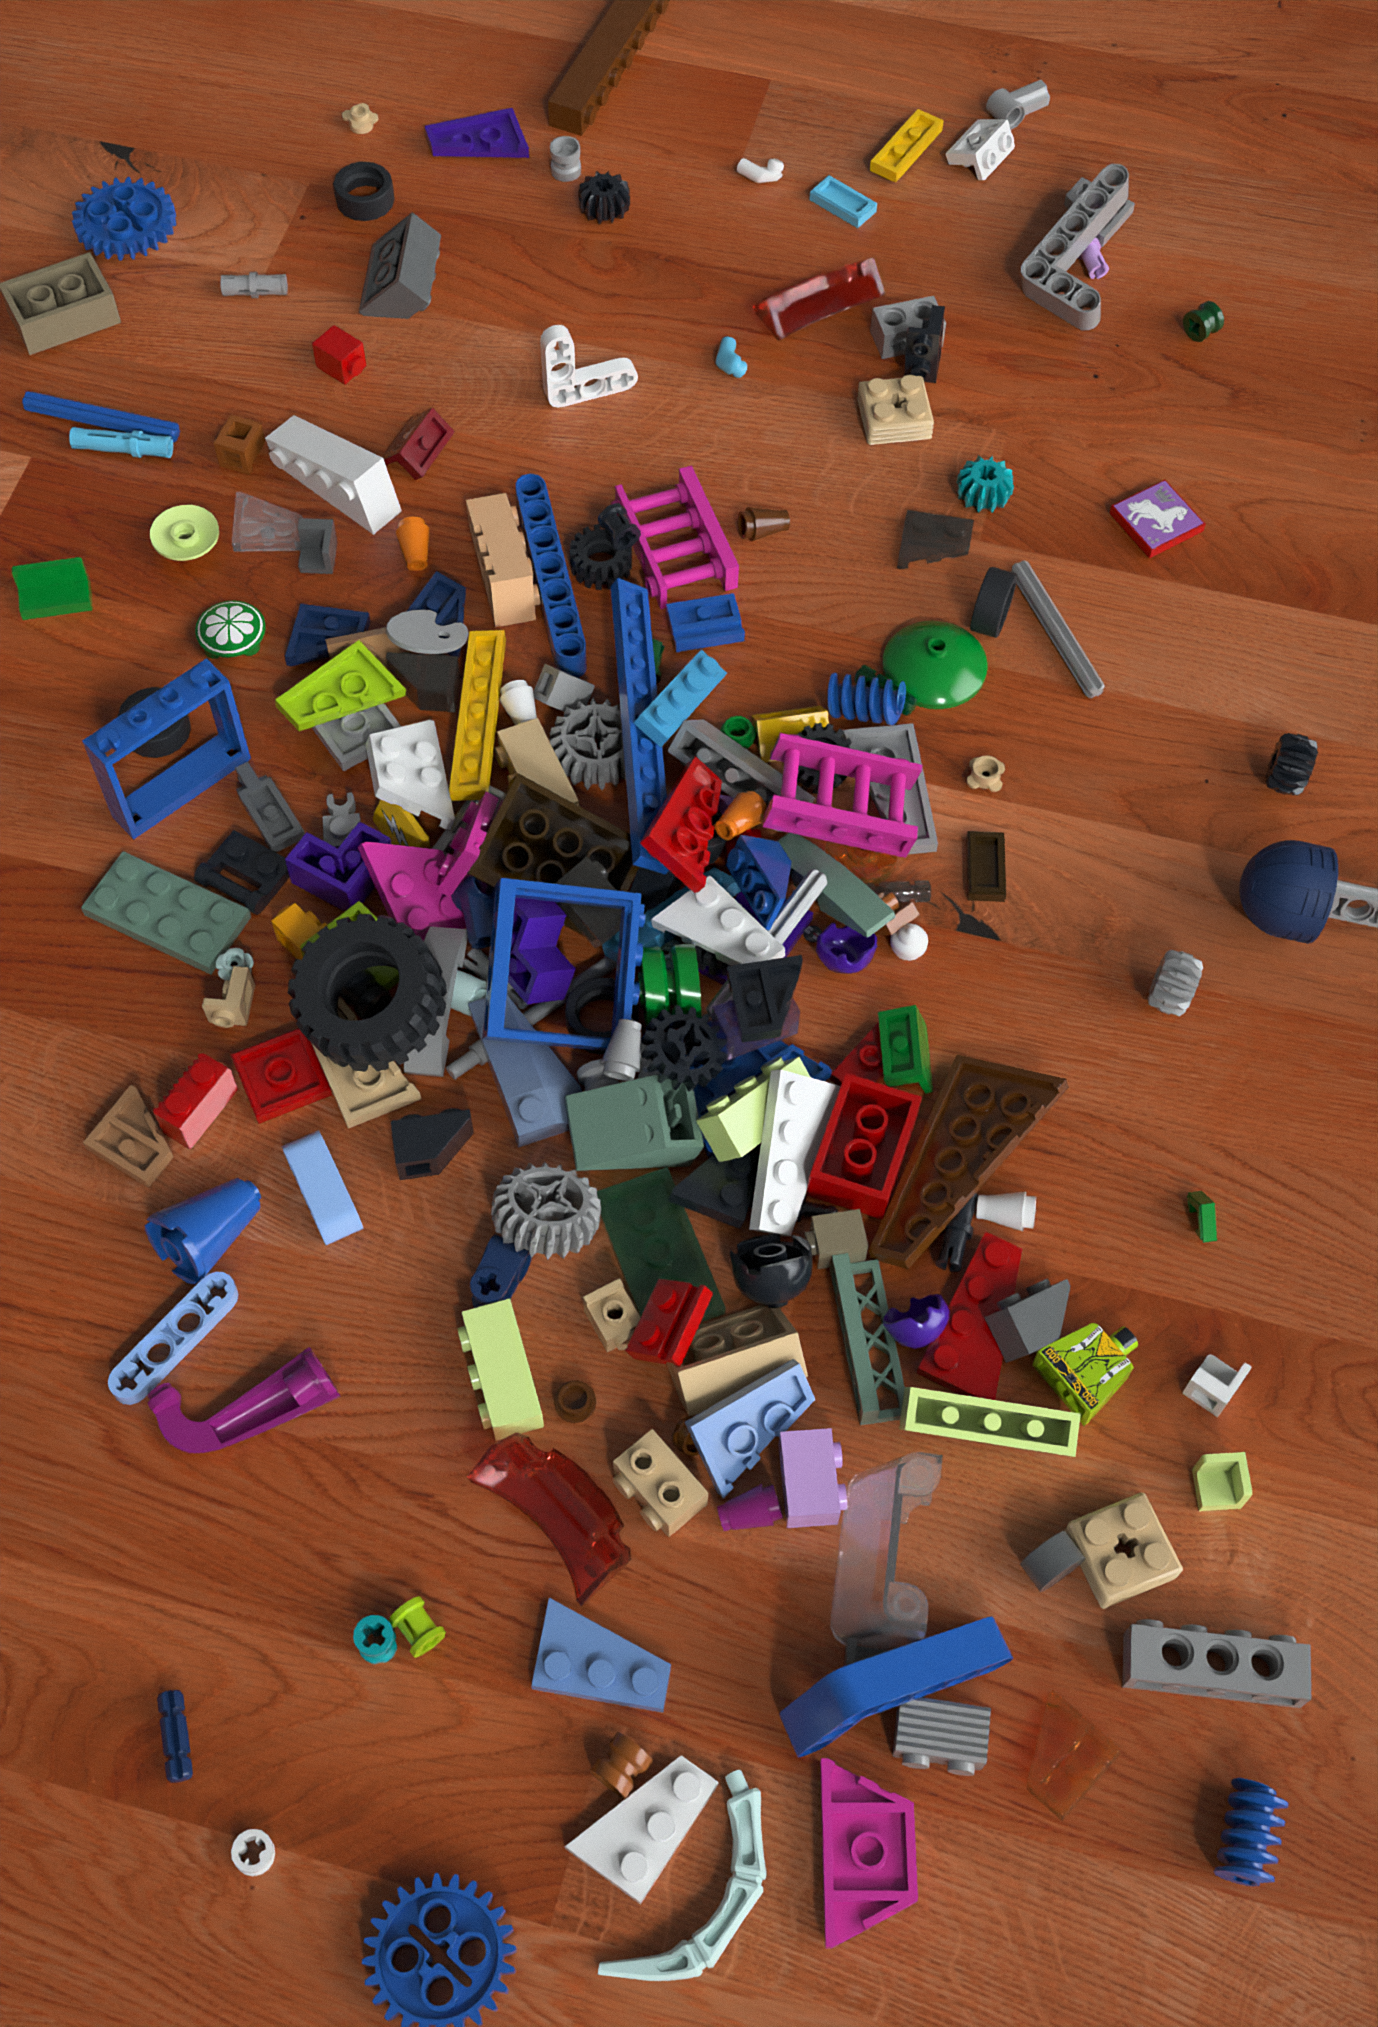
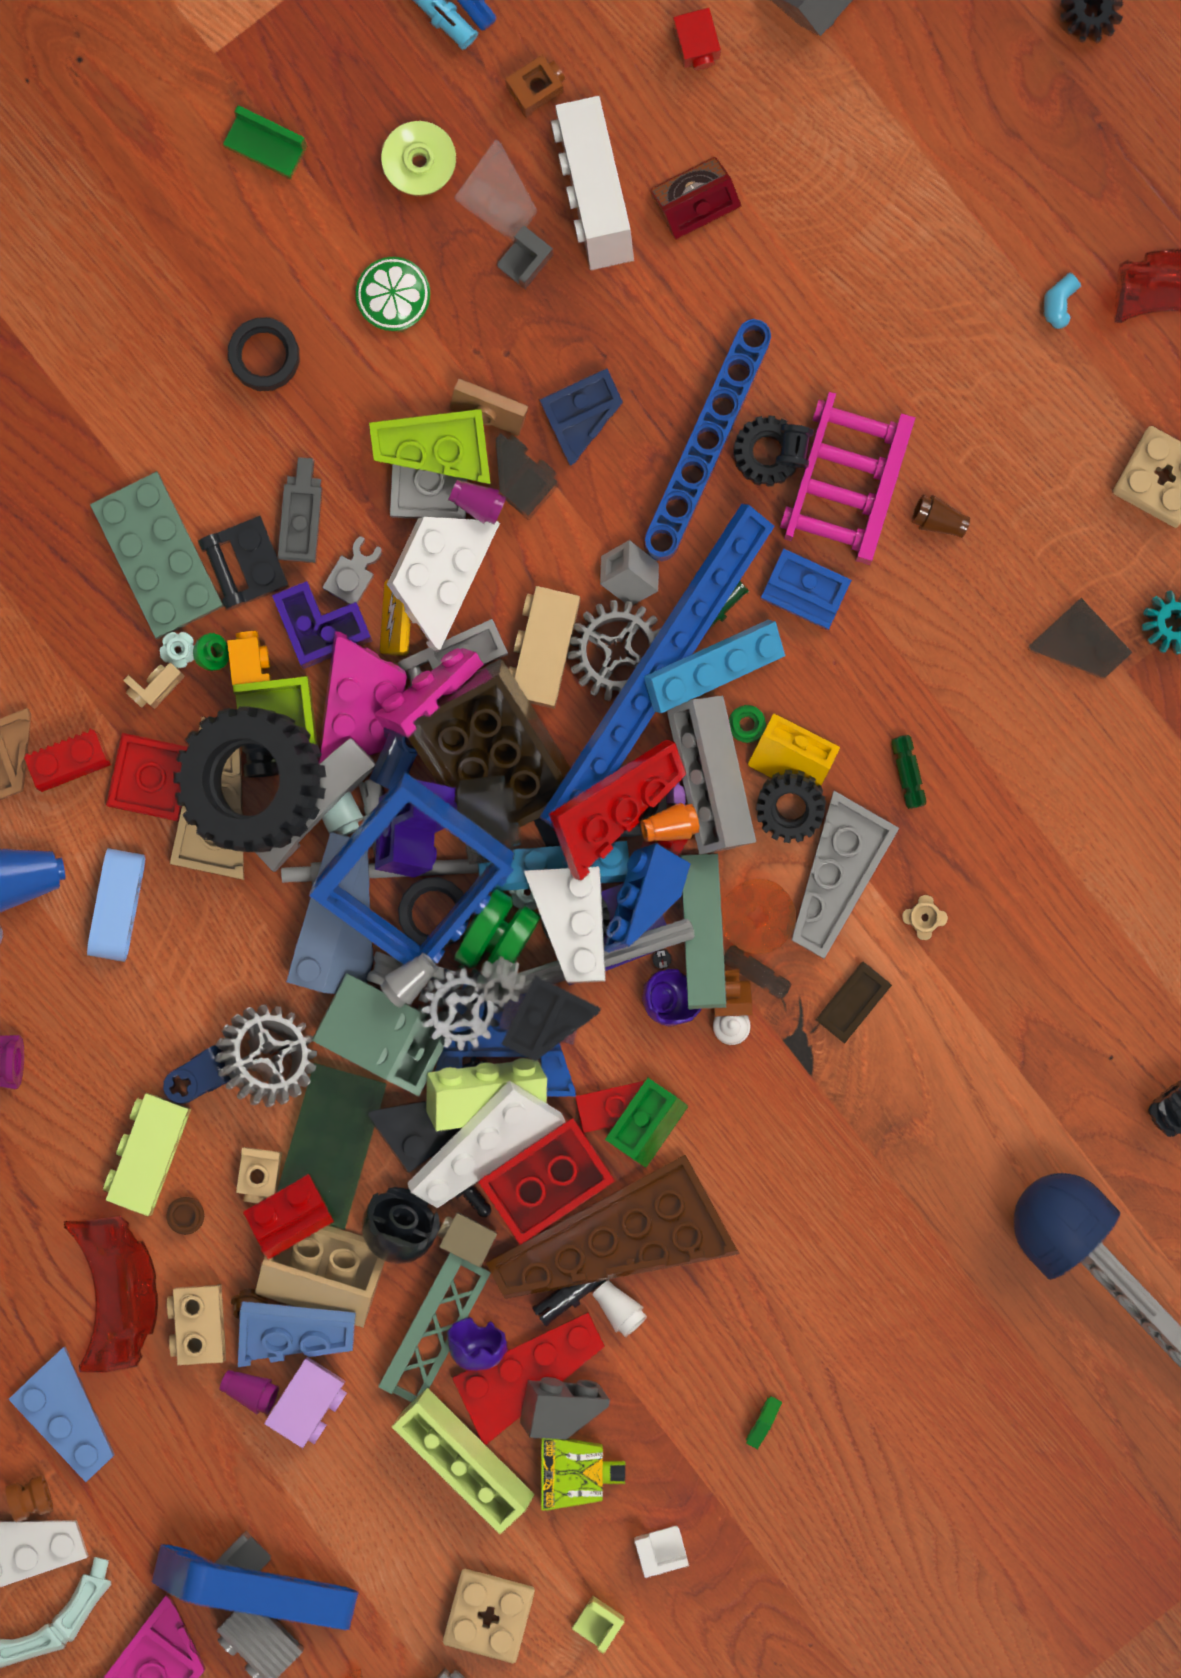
camera: 40 degrees right, 25 degrees up
(189, 775) = (243, 421): blue window -> none
(264, 947) = (203, 655): none -> green plate
(317, 624) = (469, 356): dark blue wing -> none
(407, 705) = (478, 501): none -> magenta cone
(414, 542) = (614, 314): orange cone -> none
(420, 634) = (541, 426): light grey piece -> none
(429, 1142) = (218, 927): black slope -> none
(477, 715) = (537, 550): yellow plate -> none
(503, 559) = (677, 391): light nougat wedge -> none
(518, 701) = (582, 563): white cone -> none
(568, 376) = (875, 226): white beam -> none
(712, 996) = (501, 981): none -> light grey gear
(834, 824) = (733, 879): dark pink fence -> none
(865, 701) = (873, 777): blue piece -> none
(865, 1595) = (337, 1455): clear windscreen -> none
(933, 676) = (956, 793): green dish -> none
(993, 602) = (1065, 762): black tyre -> none
(1052, 1561) = (429, 1588): dark grey piece -> none
(1058, 630) = (1110, 818): light grey axle -> none
(1175, 982) = (905, 1226): light grey gear -> none

